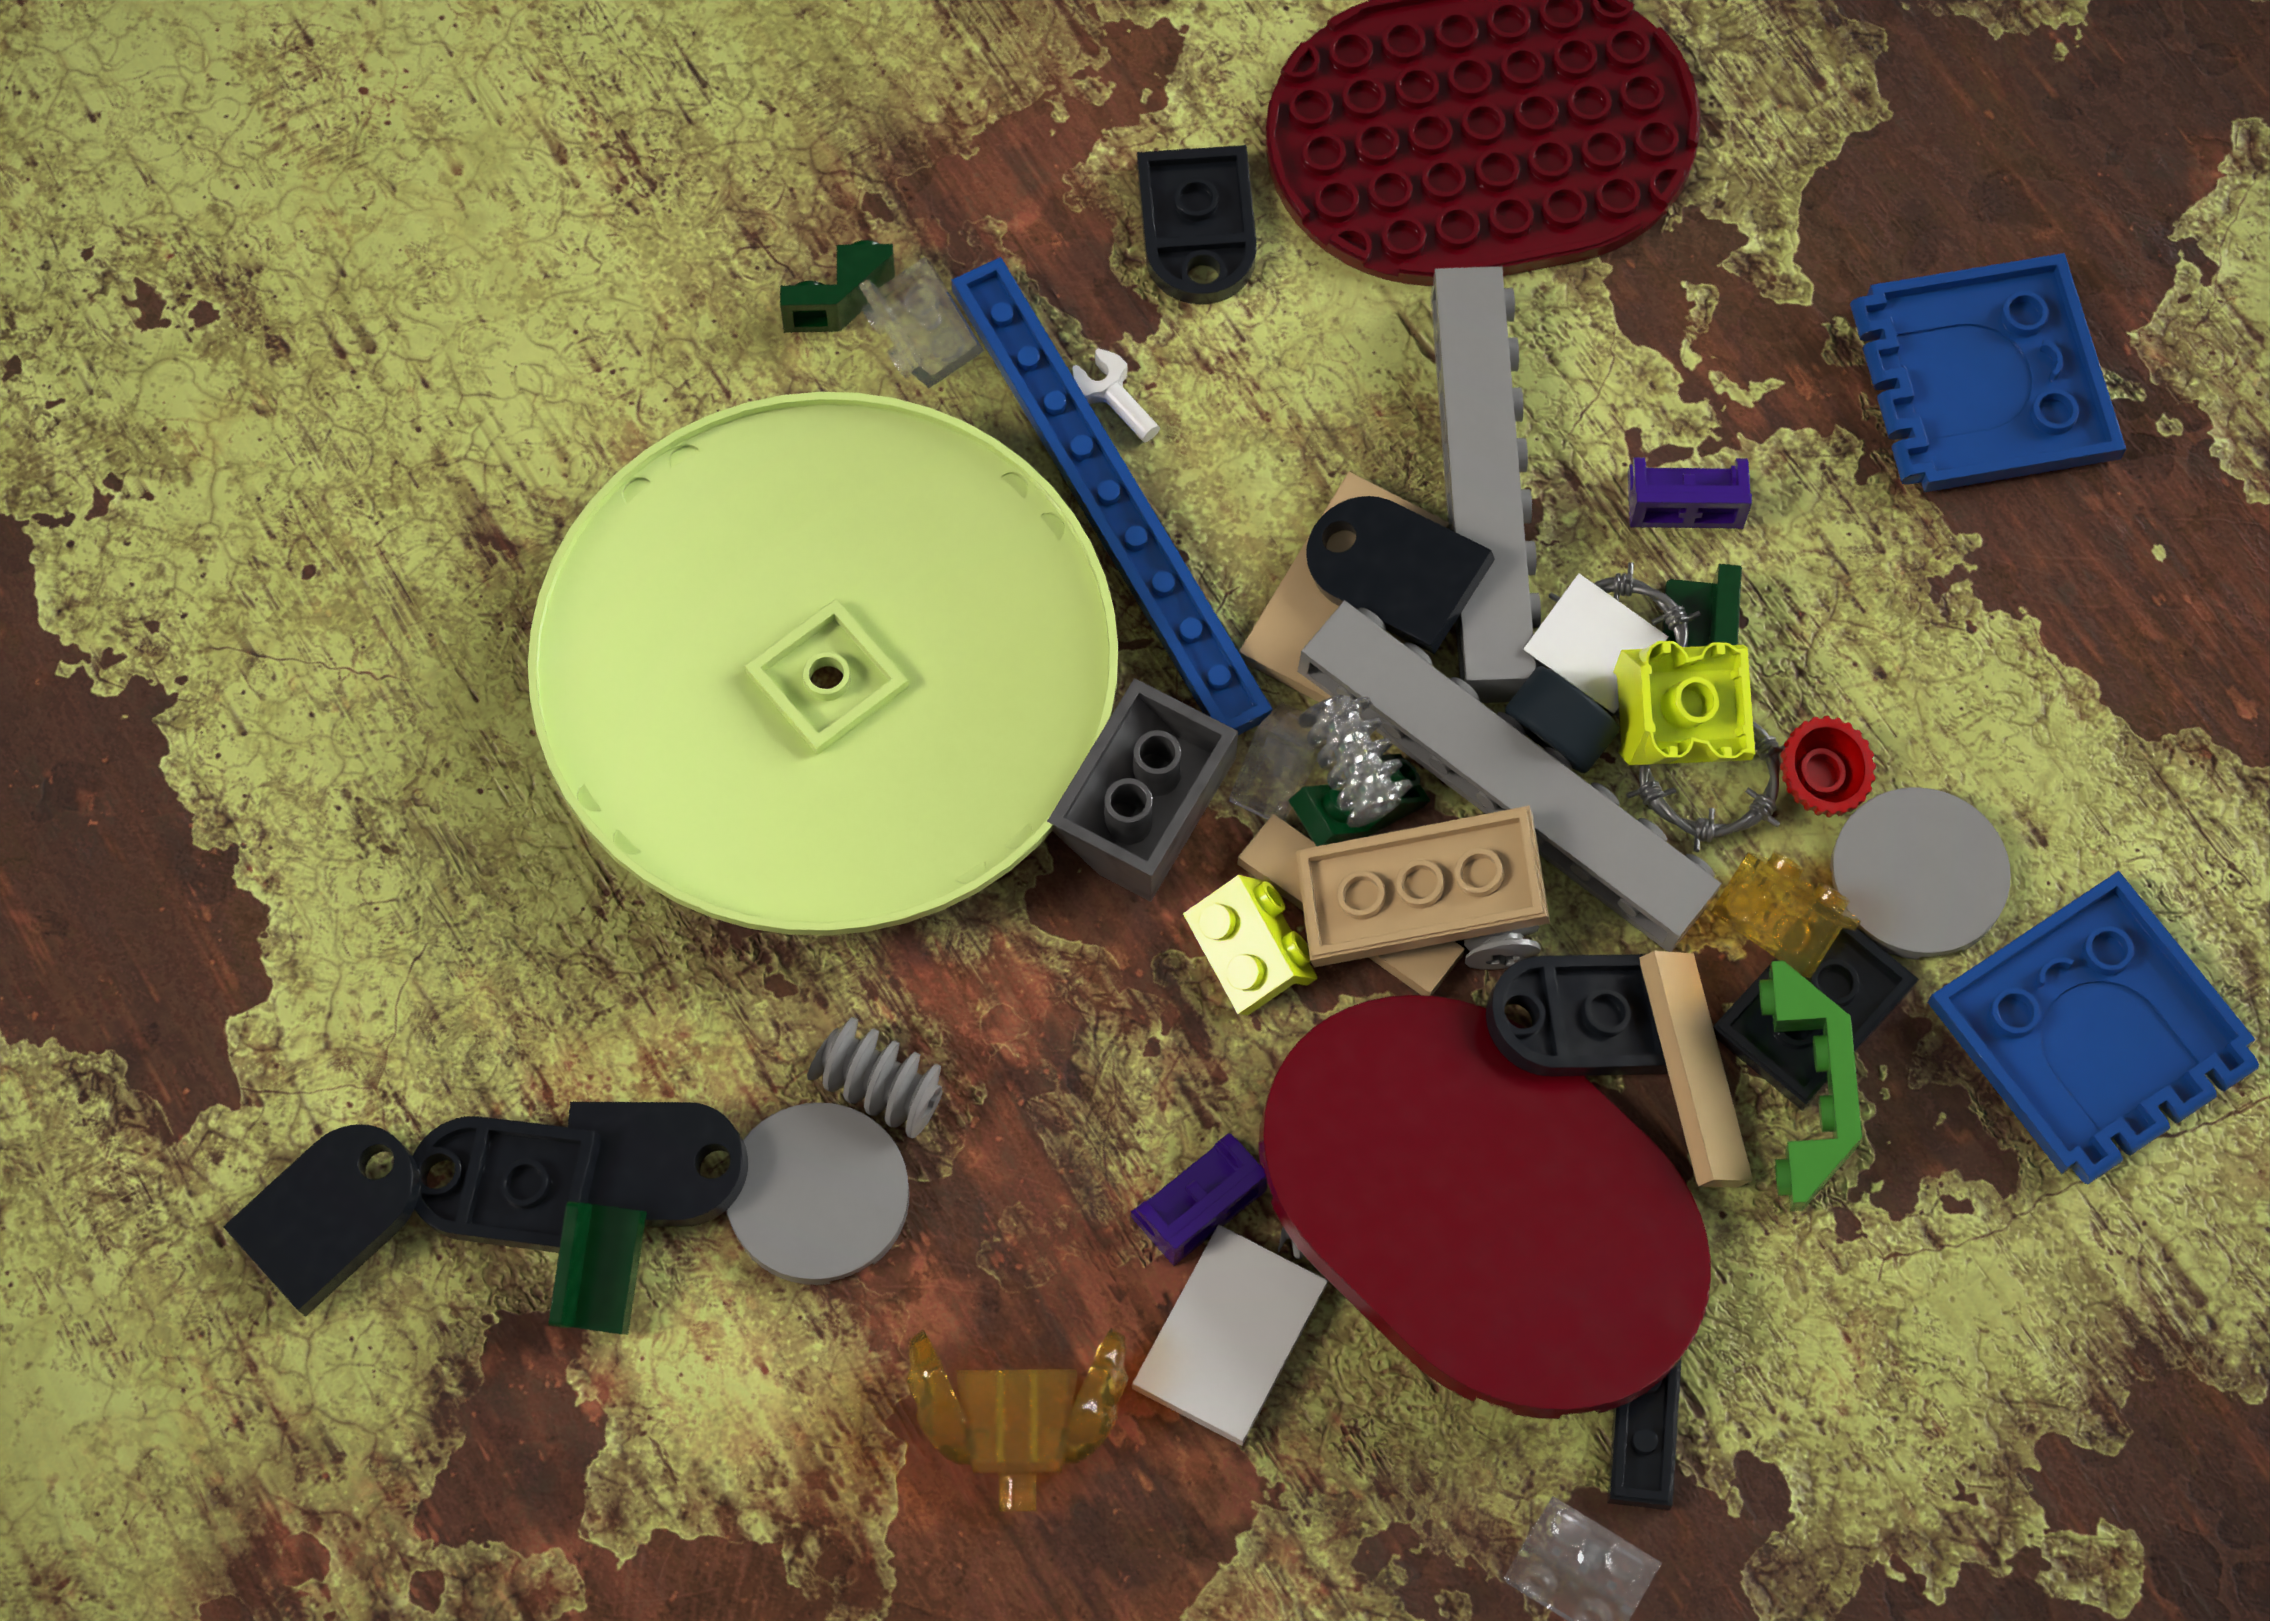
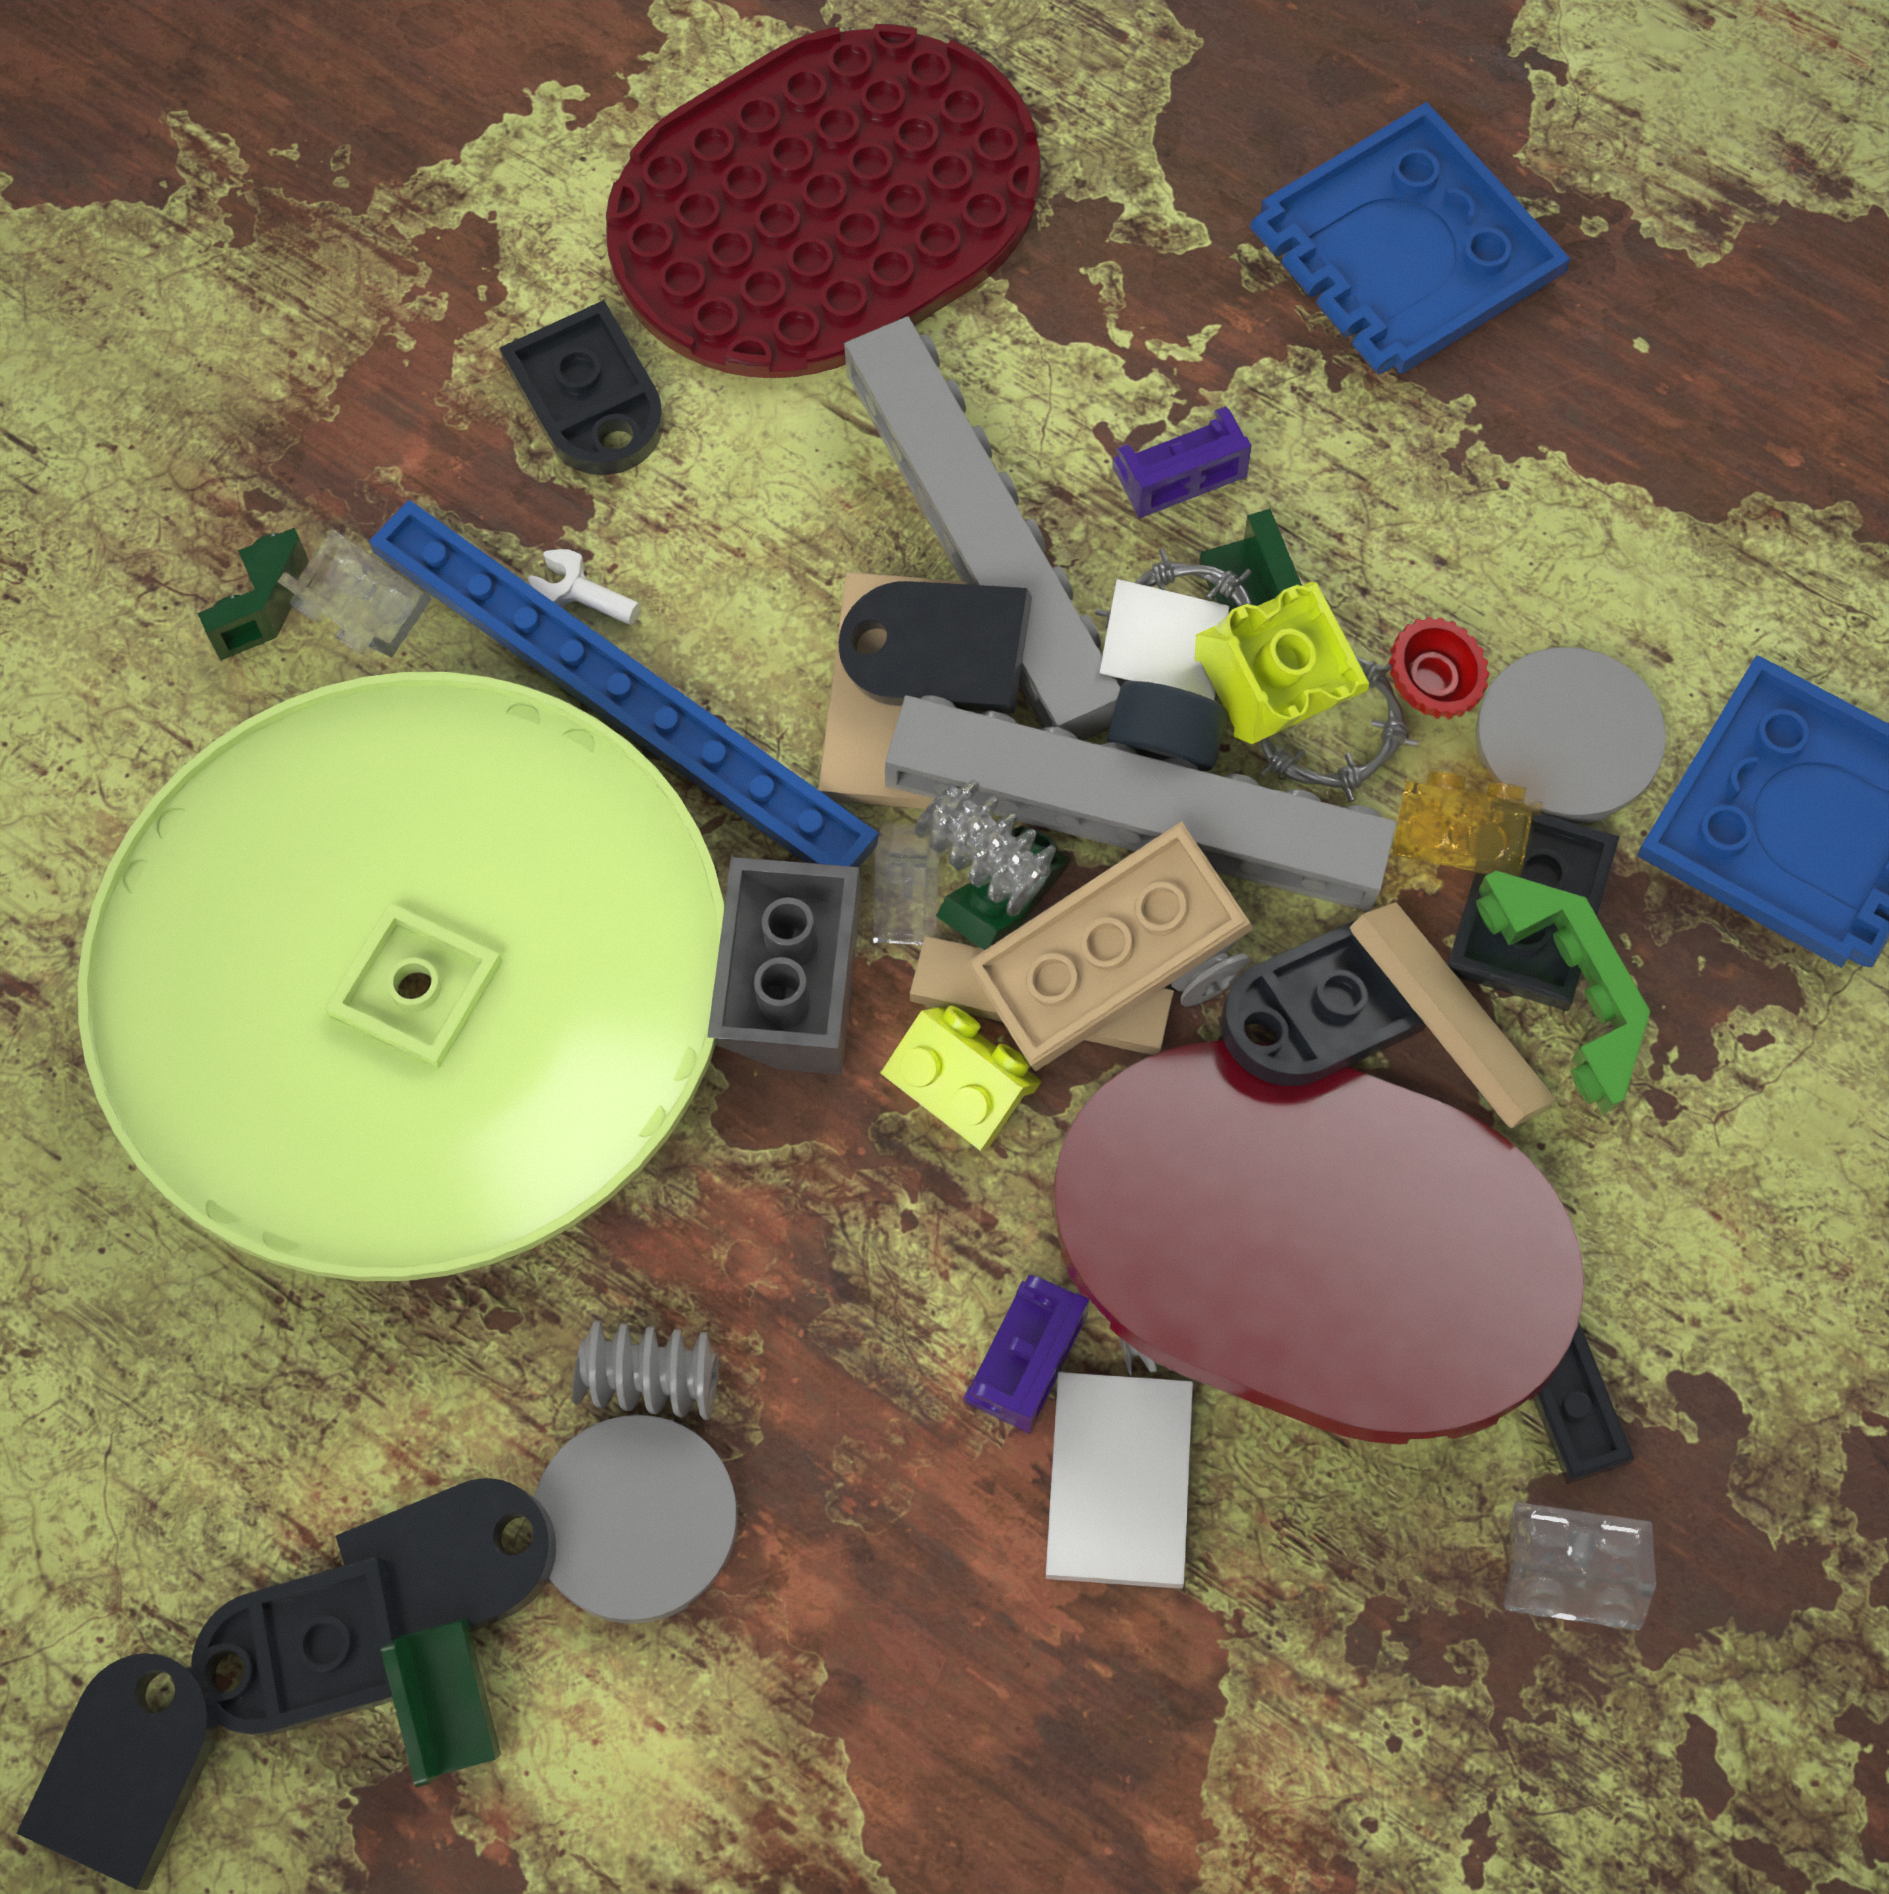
camera: 20 degrees left, 0 degrees up
(1017, 1418) = (947, 1666): clear yellow torso -> none

